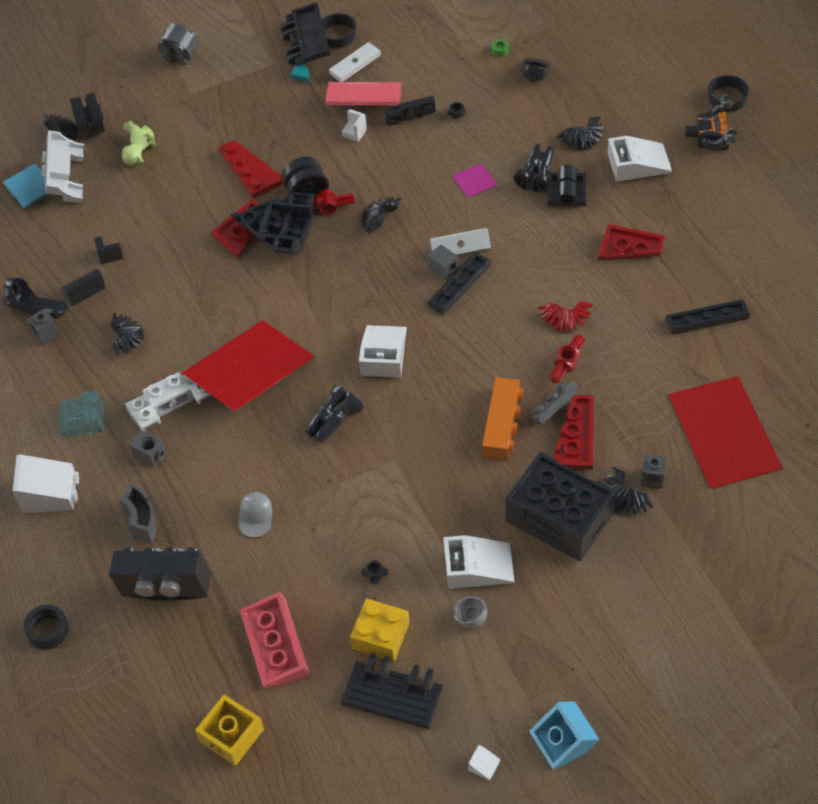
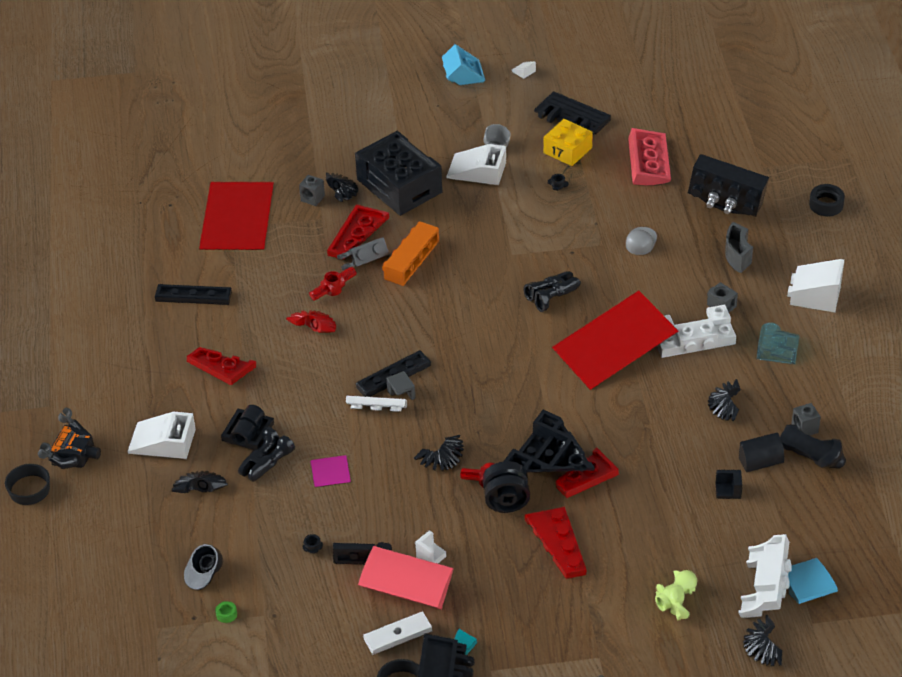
camera: 165 degrees left, 10 degrees down
(88, 114) = (729, 630): black wheel -> none
(229, 729) = (696, 108): yellow brick -> none
(382, 351) = (489, 324): white slope -> none

